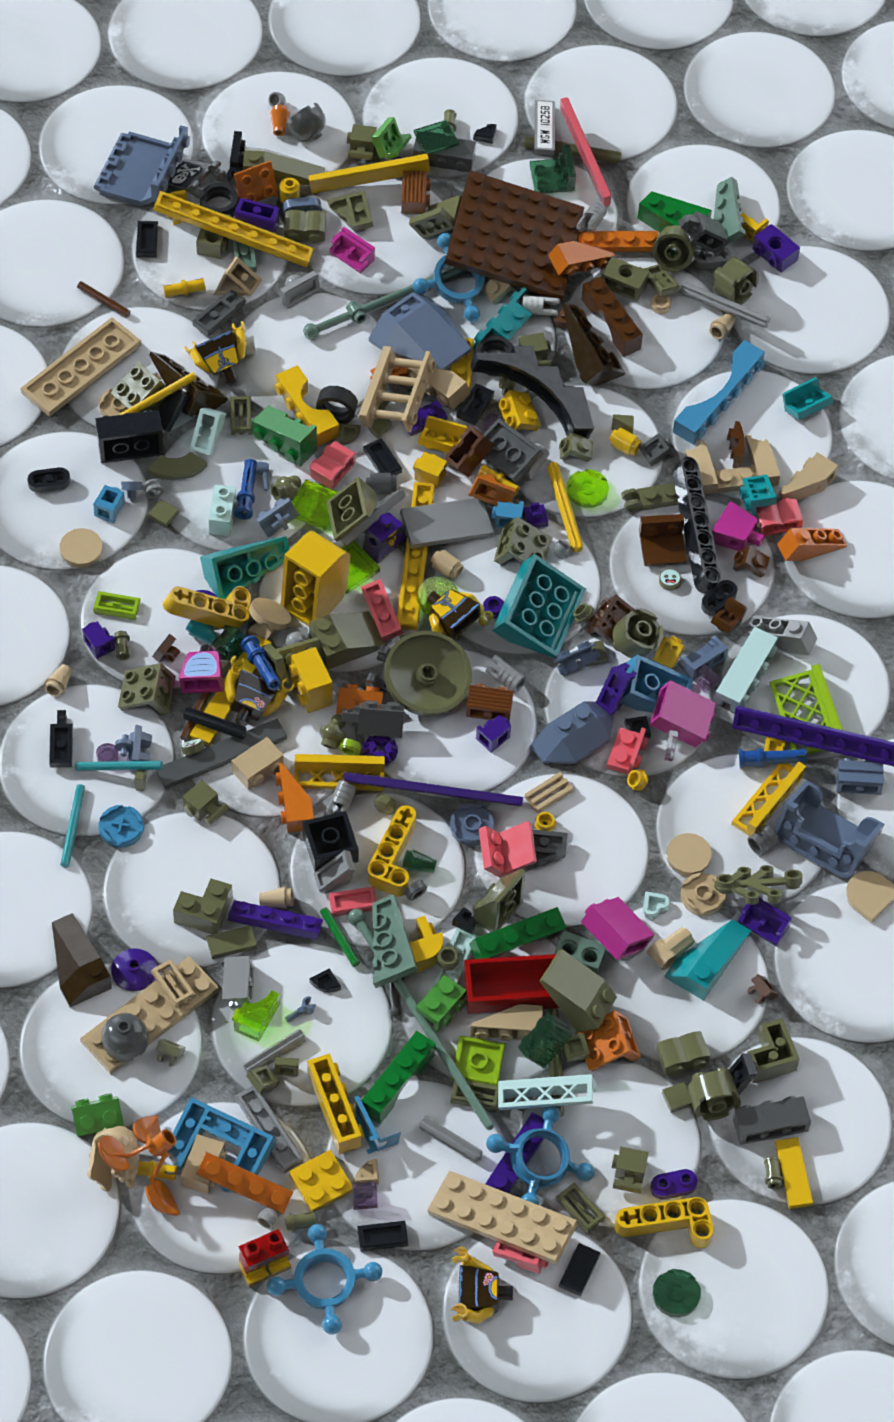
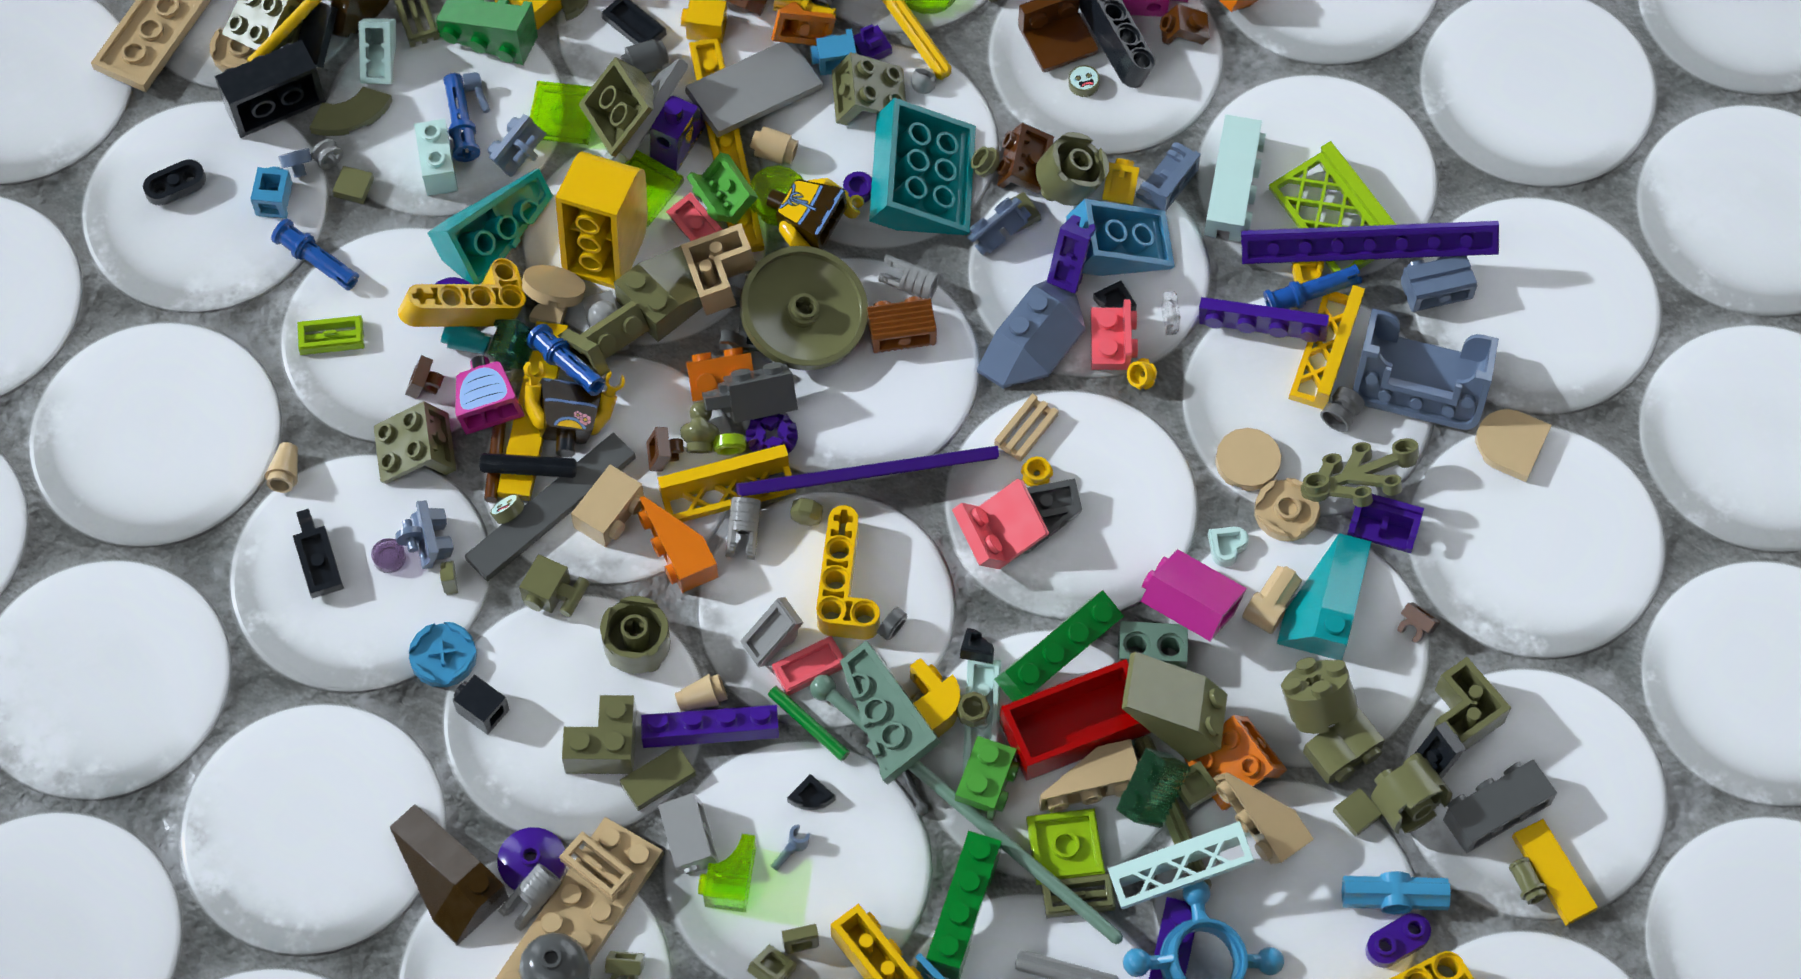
camera: 15 degrees left, 5 degrees up
(72, 826) = (373, 674): teal bar -> none
(81, 547) = (252, 266): tan tile -> none
(98, 639) = (321, 392): dark purple brick -> none
(119, 545) = (304, 247): none -> blue pin
(119, 765) = (411, 568): teal bar -> none
(121, 643) = (354, 384): olive pin -> none
(129, 986) = (535, 891): none -> light grey hinge
(134, 863) = (480, 704): none -> black brick
(246, 848) = (632, 652): none -> olive brick
(276, 1050) = (774, 921): light grey axle -> none
(286, 487) = (514, 100): olive animal -> none
(305, 738) = (662, 449): none -> reddish brown tile
(311, 680) = (645, 363): yellow brick -> none
(329, 837) = (747, 586): black brick -> none
(332, 465) = (568, 50): coral brick -> none
(378, 626) = (713, 261): none -> tan brick
(401, 583) = (723, 190): none -> bright green bracket
(418, 862) = (882, 581): clear green cone -> none
(468, 820) = (931, 503): sand blue tile -> none
(494, 733) = (922, 365): dark purple brick -> none
(500, 901) = (1017, 605): olive slope -> none
(615, 1084) = (1271, 823): none -> tan slope
(631, 1167) = (1332, 934): olive brick -> none
(676, 1014) = (1319, 695): none -> olive brick
(682, 1153) = (1395, 893): none -> dark azure piece
(683, 712) = (1172, 261): dark pink brick -> none
(709, 679) = (1188, 204): clear purple tile -> none
(717, 598) = (1158, 89): black plate -> none
(729, 616) = (1184, 108): reddish brown bracket -> none
(731, 767) = (1263, 319): none -> dark purple plate
(792, 635) = (1281, 111): light grey slope -> none

